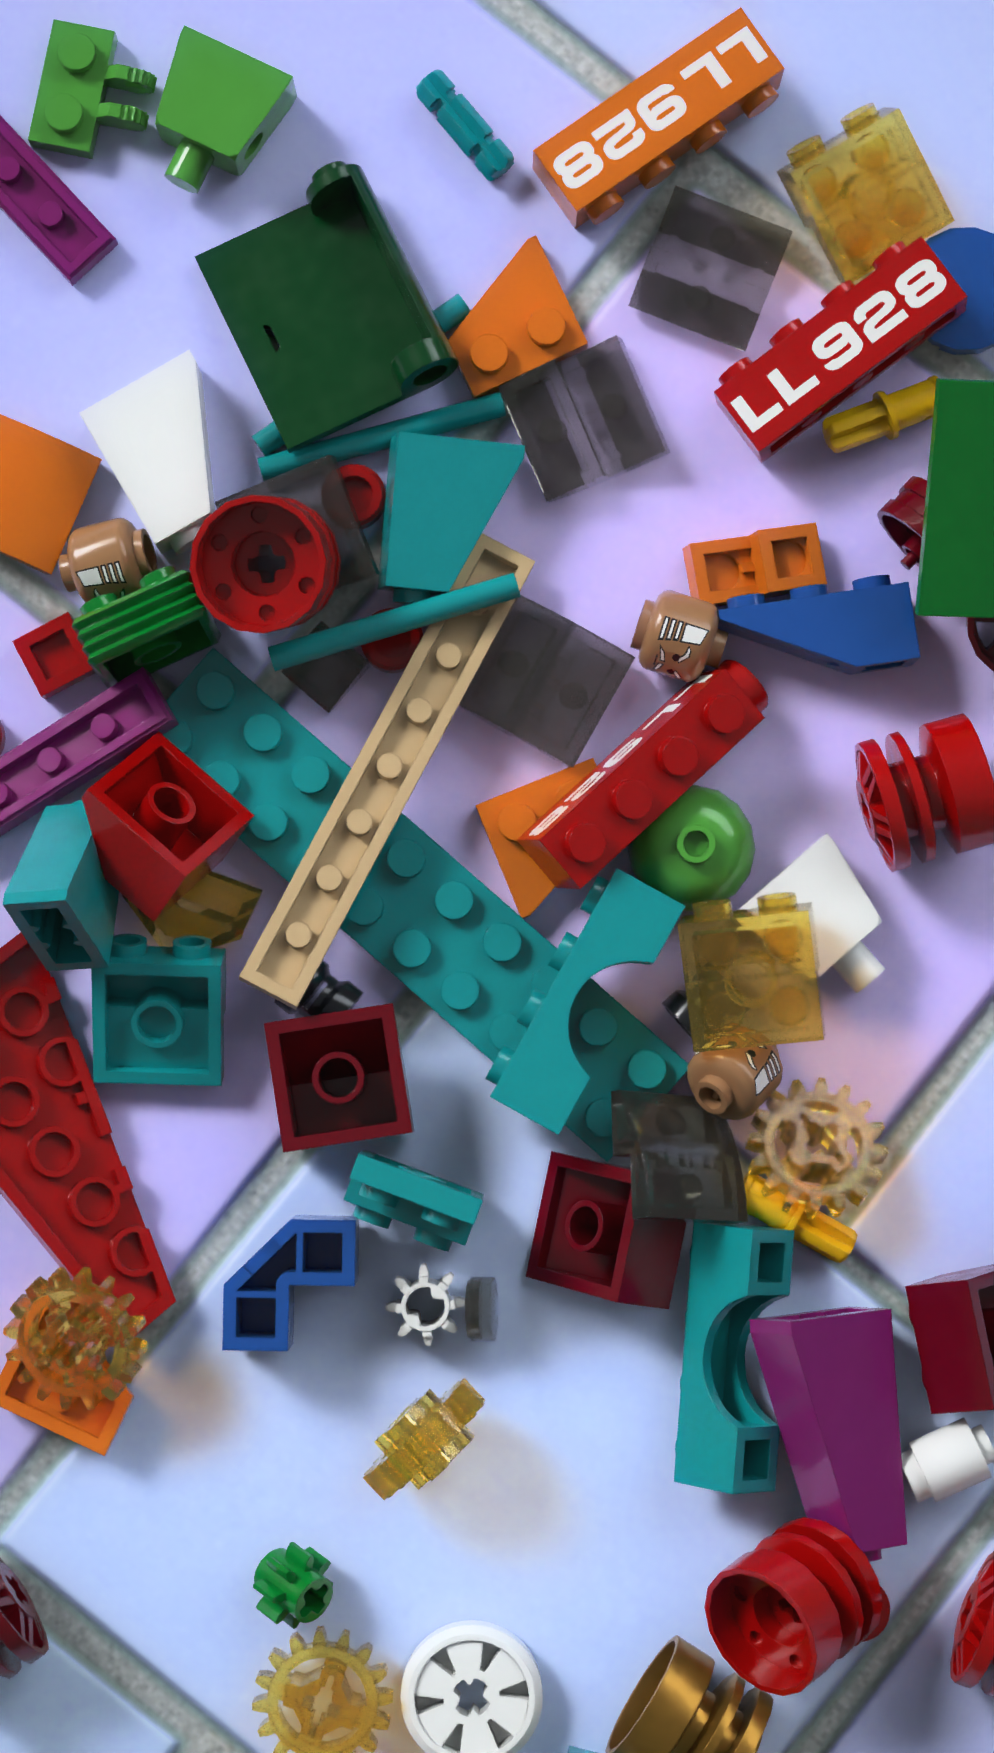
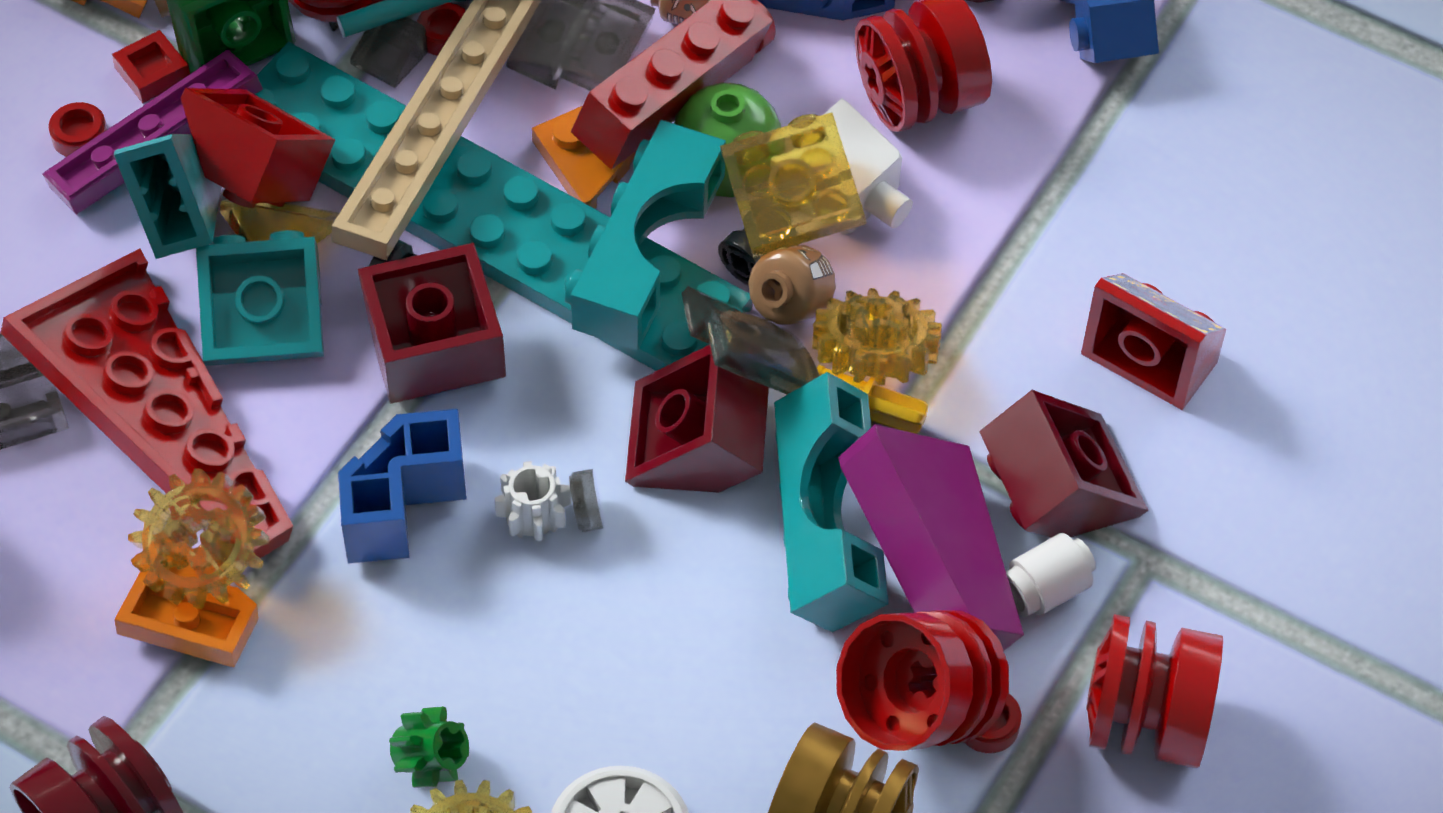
camera: 10 degrees left, 30 degrees down
(396, 1191) = (512, 393): teal plate -> none
(424, 1439) = (543, 589): clear yellow gear -> none

